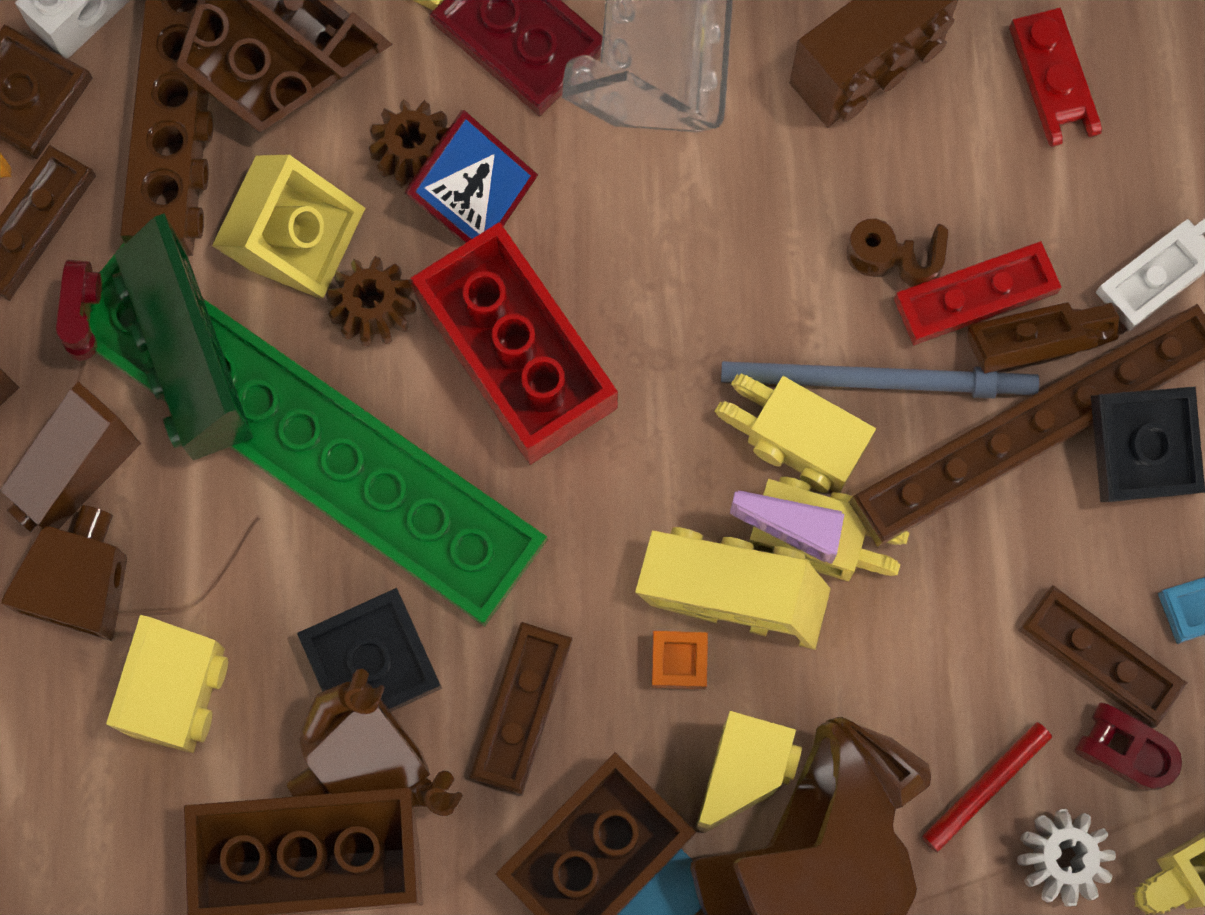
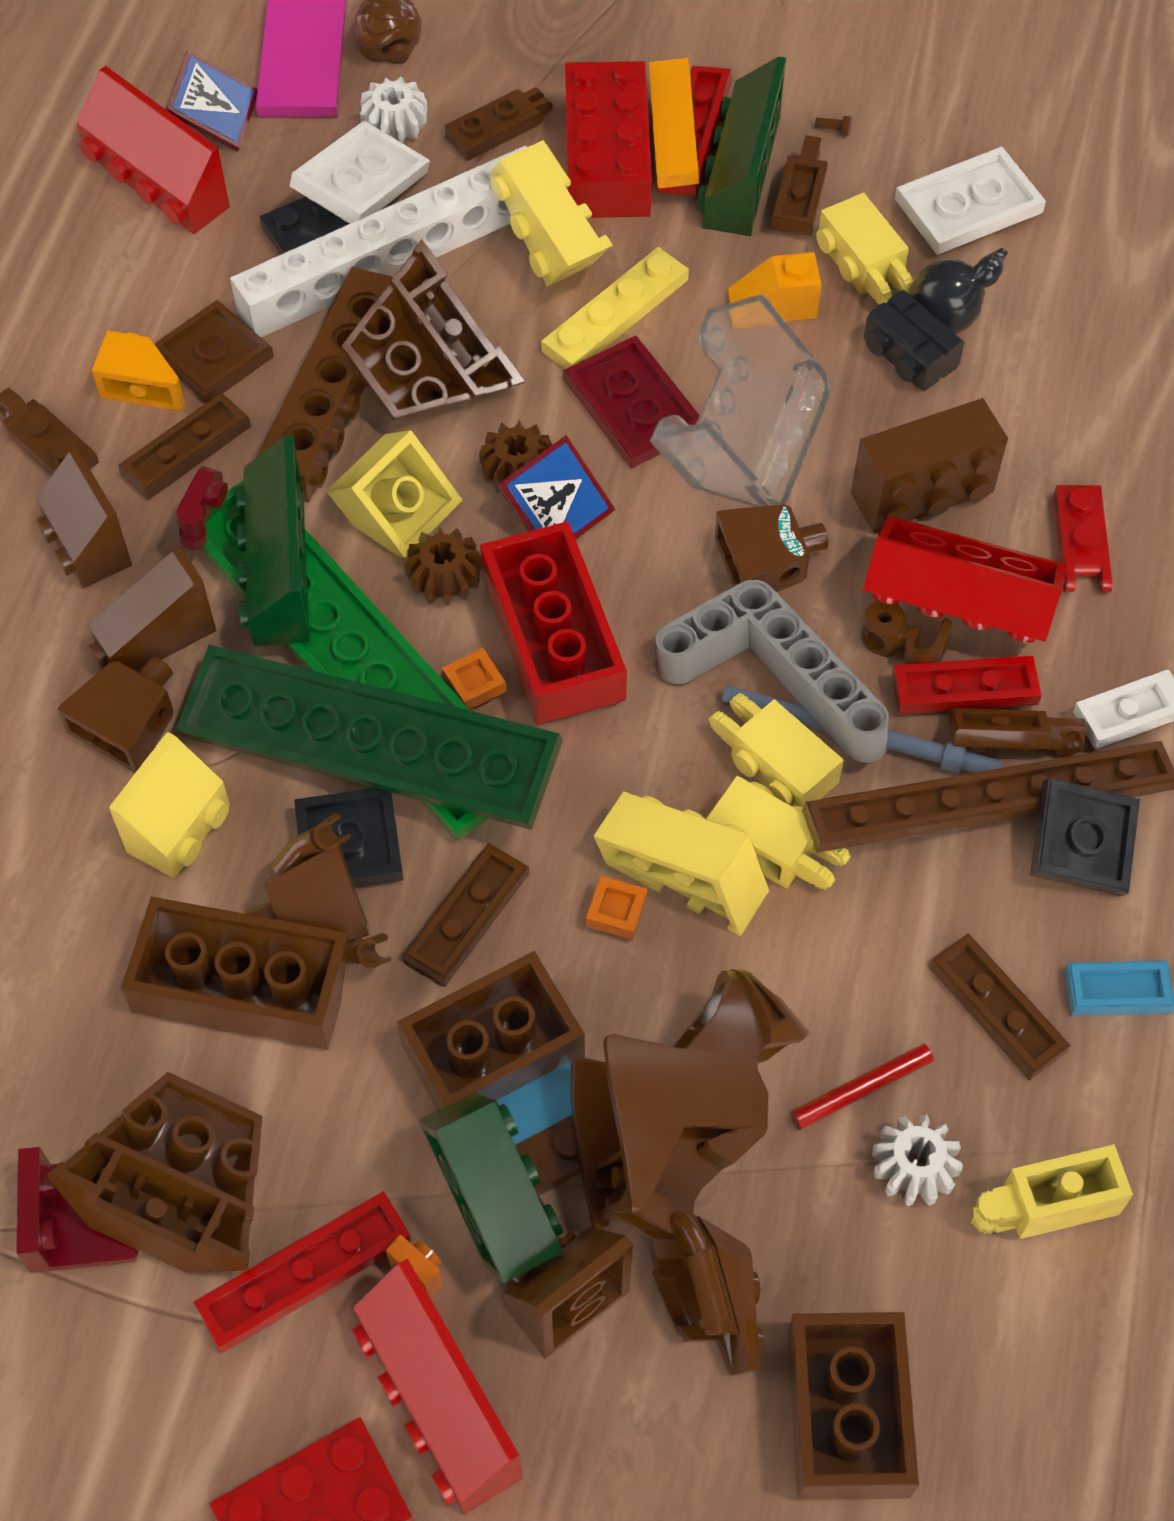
camera: 15 degrees right, 15 degrees down
(356, 540) = (371, 736): none -> dark green plate
(447, 431) = (474, 679): none -> orange plate
(719, 185) = (767, 545): none -> reddish brown torso
(747, 768) = (646, 998): light yellow slope -> none
(777, 319) = (761, 620): none -> light grey beam
(801, 525) = (744, 805): lavender slope -> none
(951, 173) = (965, 579): none -> red brick
(1147, 761) = (1015, 1101): dark red plate -> none

